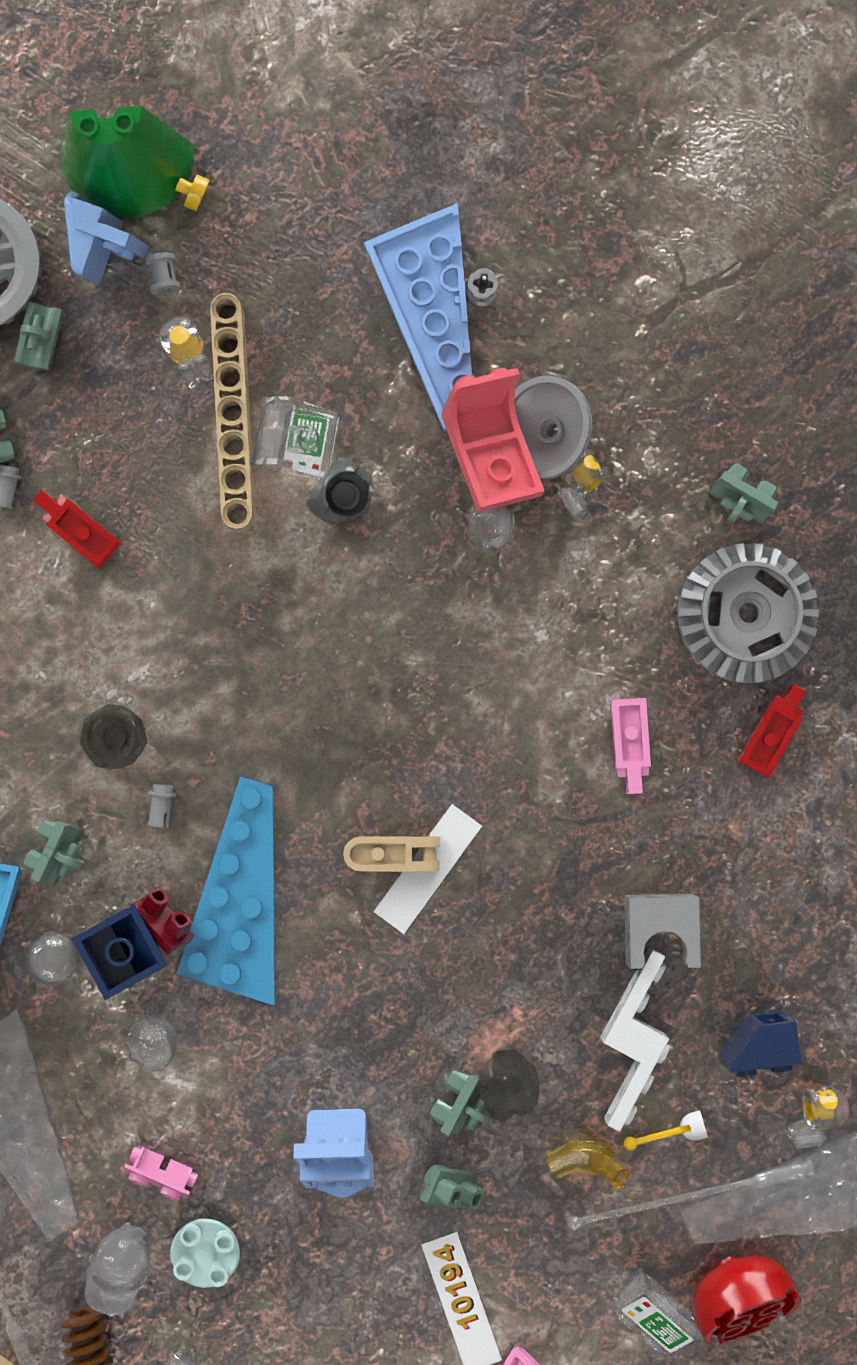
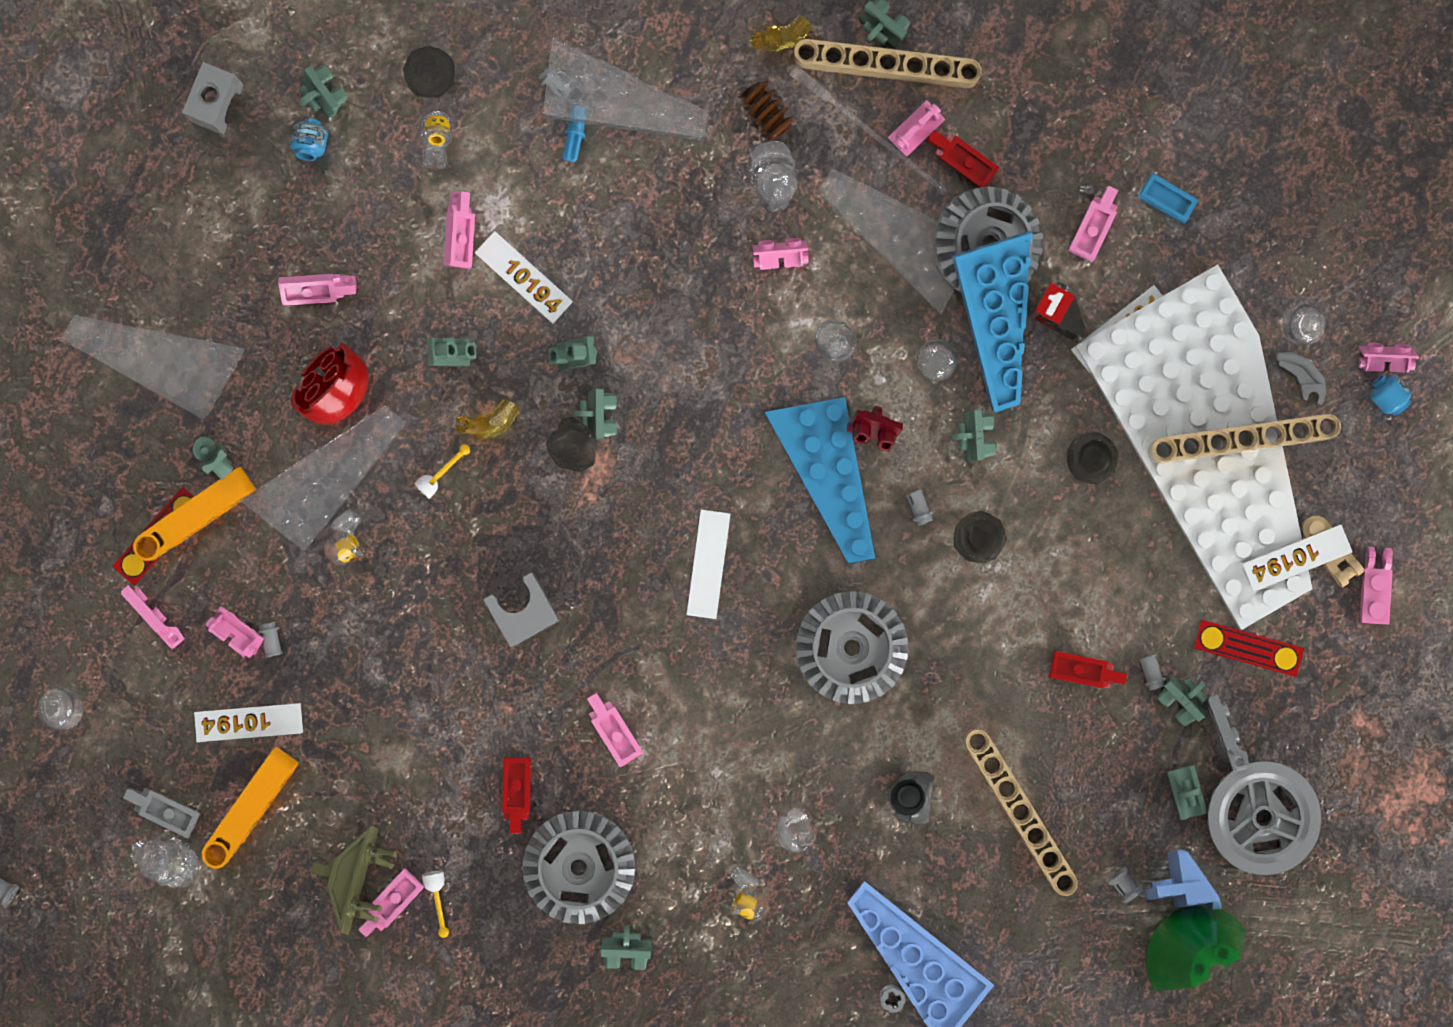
camera: 150 degrees right, 0 degrees up
(119, 951) = (891, 393): dark blue slope -> none
(184, 346) = (1080, 841): clear piece -> none
(193, 191) = (1134, 956): yellow tile -> none
(204, 1253) = (720, 216): light aqua dish -> none
(295, 437) = (966, 818): clear slope -> none
(313, 733) = (830, 673): none -> light grey gear
(336, 1153) = (666, 333): light blue piece -> none
(391, 853) = (739, 561): tan plate -> none
(489, 440) = (826, 889): coral bracket -> none
(541, 407) = (806, 917): light grey dish -> none
(590, 1266) = (450, 352): none -> sand green hips
(635, 1040) = (500, 524): white bracket -> none
(656, 1313) = (387, 343): clear slope -> none
(761, 1179) = (362, 474): clear piece -> none
(762, 1043) = (412, 570): dark blue slope -> none

